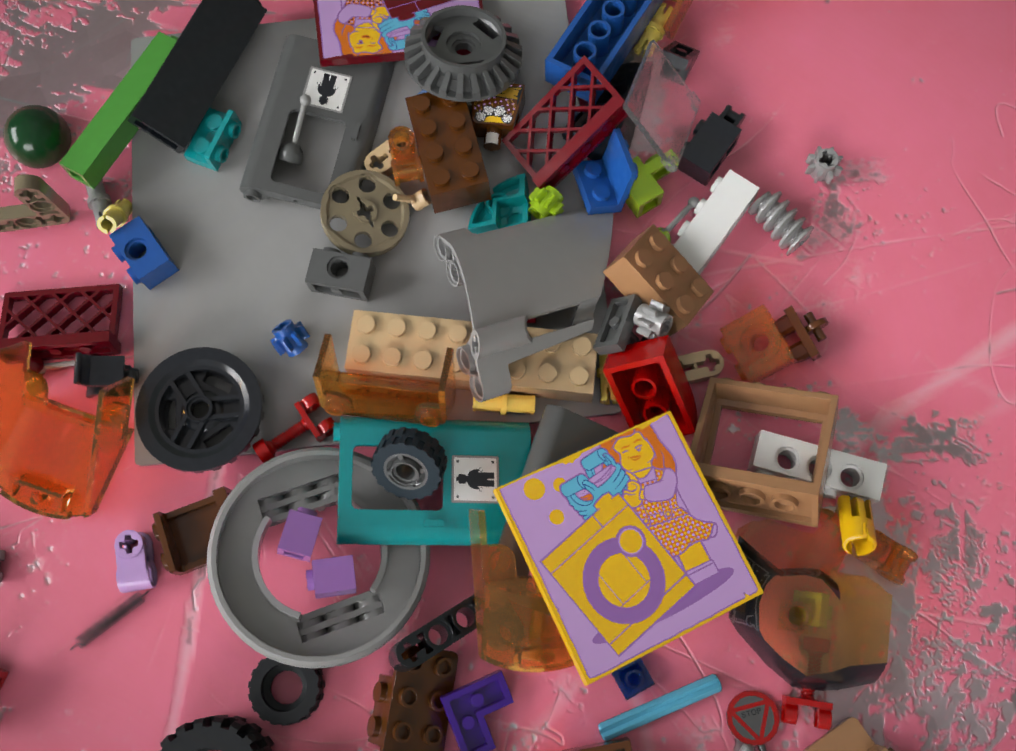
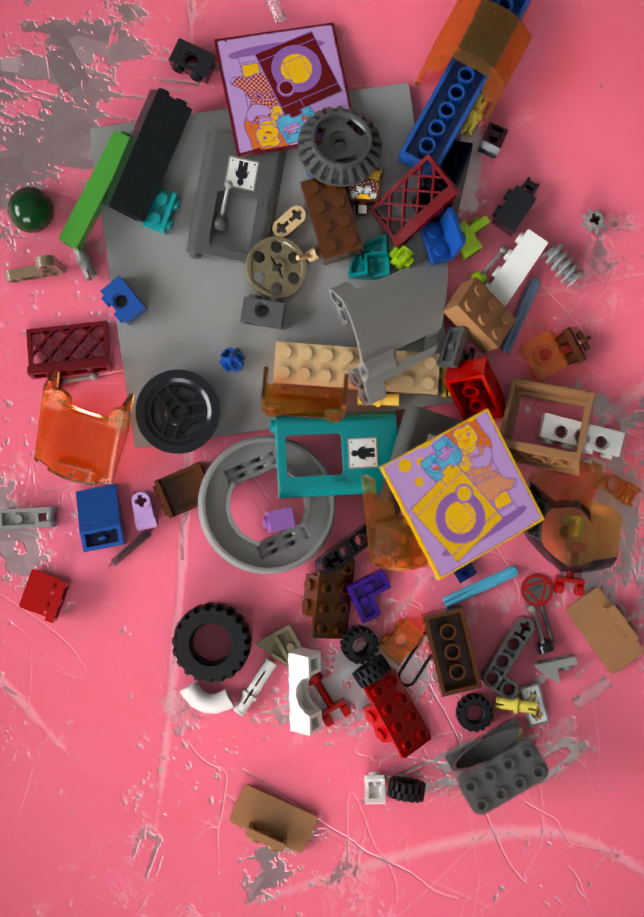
camera: 10 degrees left, 15 degrees up
(66, 573) = (100, 518): none -> blue slope
(101, 371) = (109, 389): black piece -> none
(115, 216) = (100, 273): light yellow pin -> none
(278, 713) = (248, 600): black tyre -> none
(299, 534) = (257, 494): medium lavender brick -> none
(309, 404) = (223, 435): red bar -> none
(405, 160) = (303, 231): clear orange piece -> none
(409, 463) = (322, 446): black wheel -> none
(653, 319) = (476, 345): light grey gear -> none
(662, 106) = (482, 185): clear piece -> none
(698, 358) = (505, 363): tan beam -> none
(721, 290) = (521, 314): none -> sand blue axle
(856, 525) = (603, 473): yellow arm -> none

